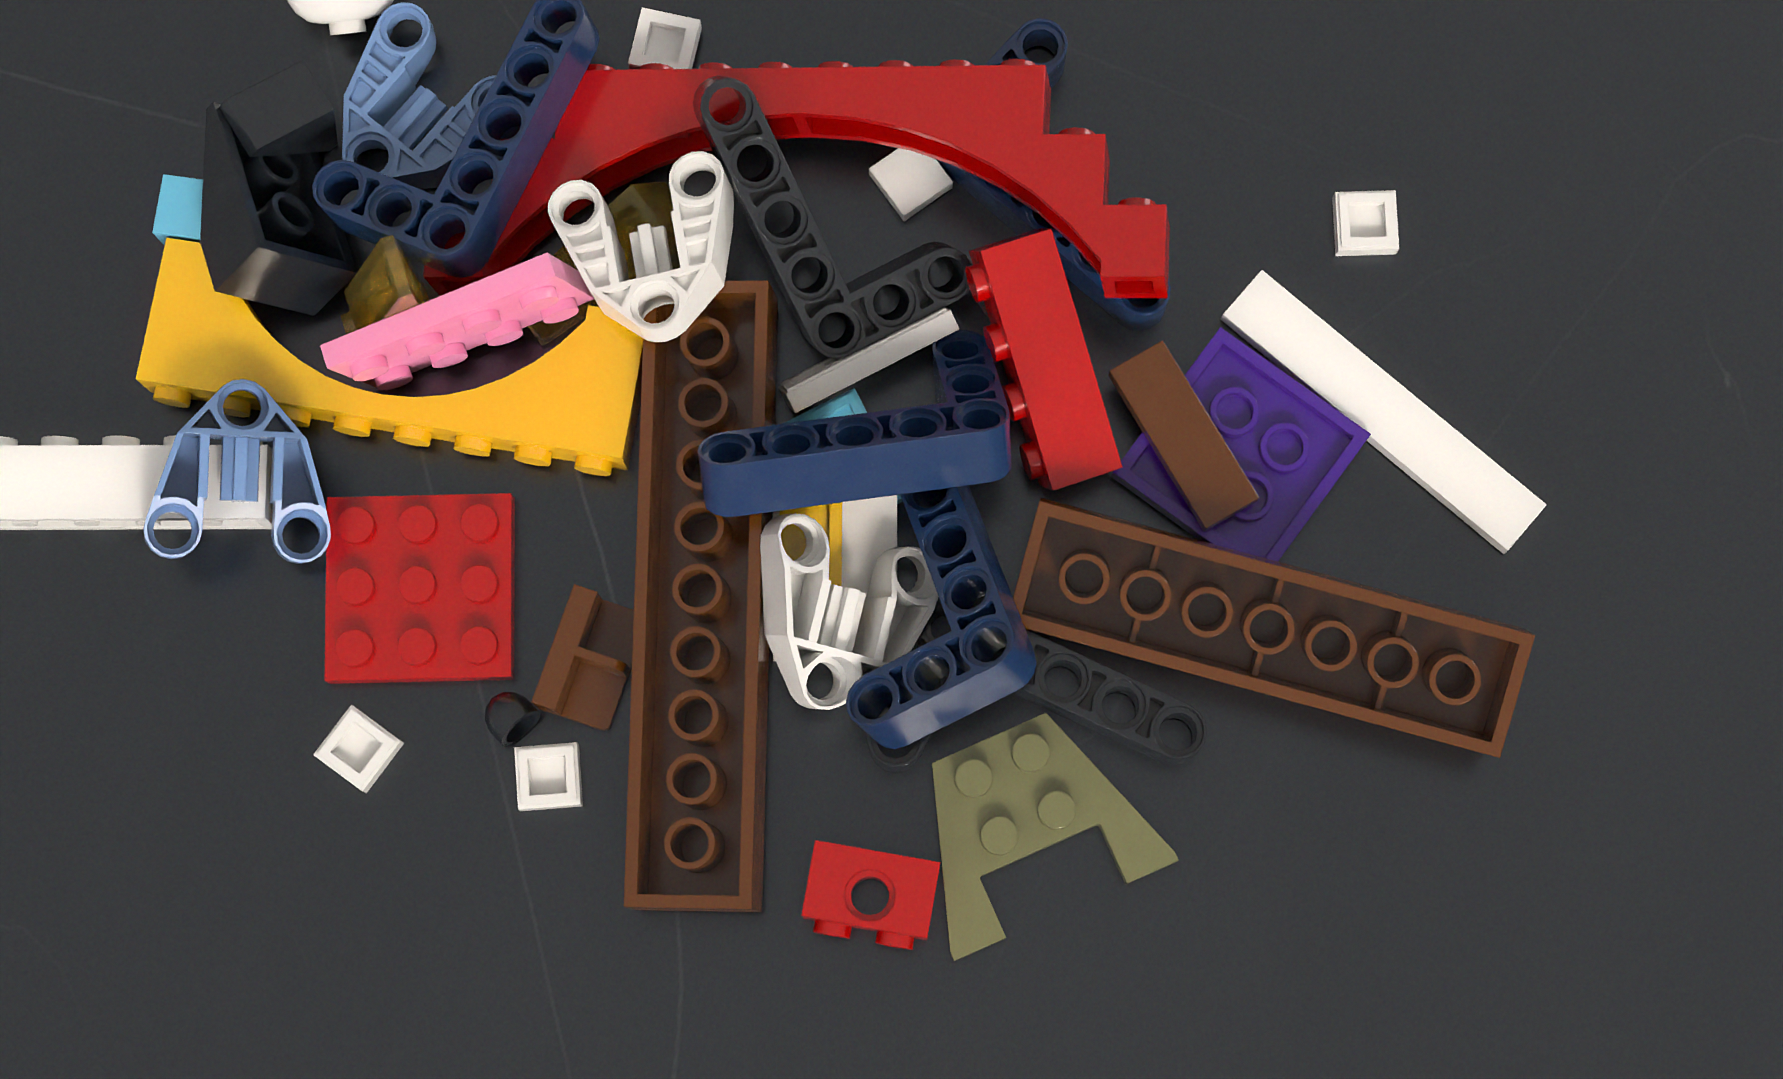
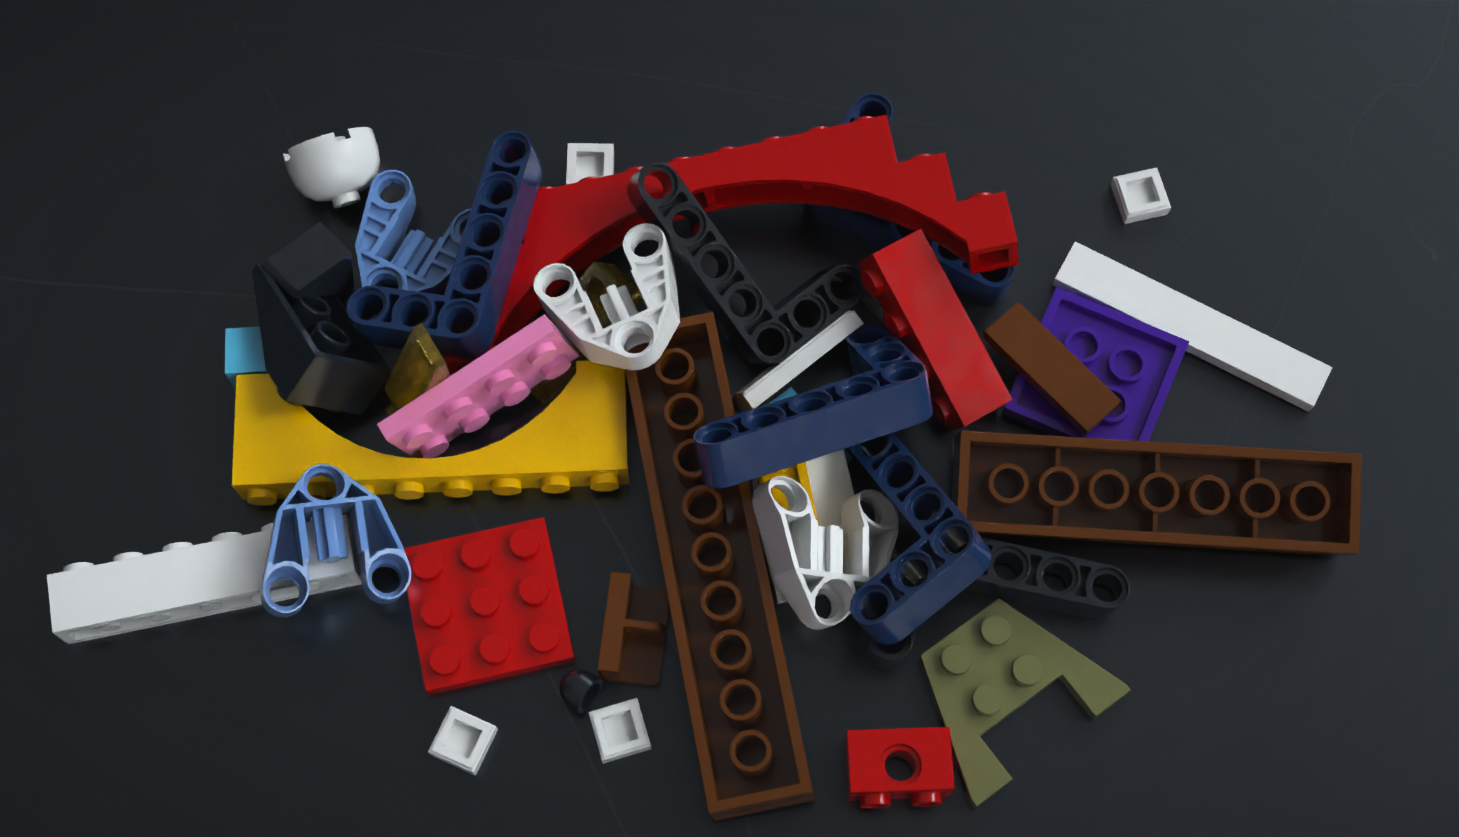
camera: 15 degrees left, 10 degrees down
(910, 181) = (796, 229): white tile -> none

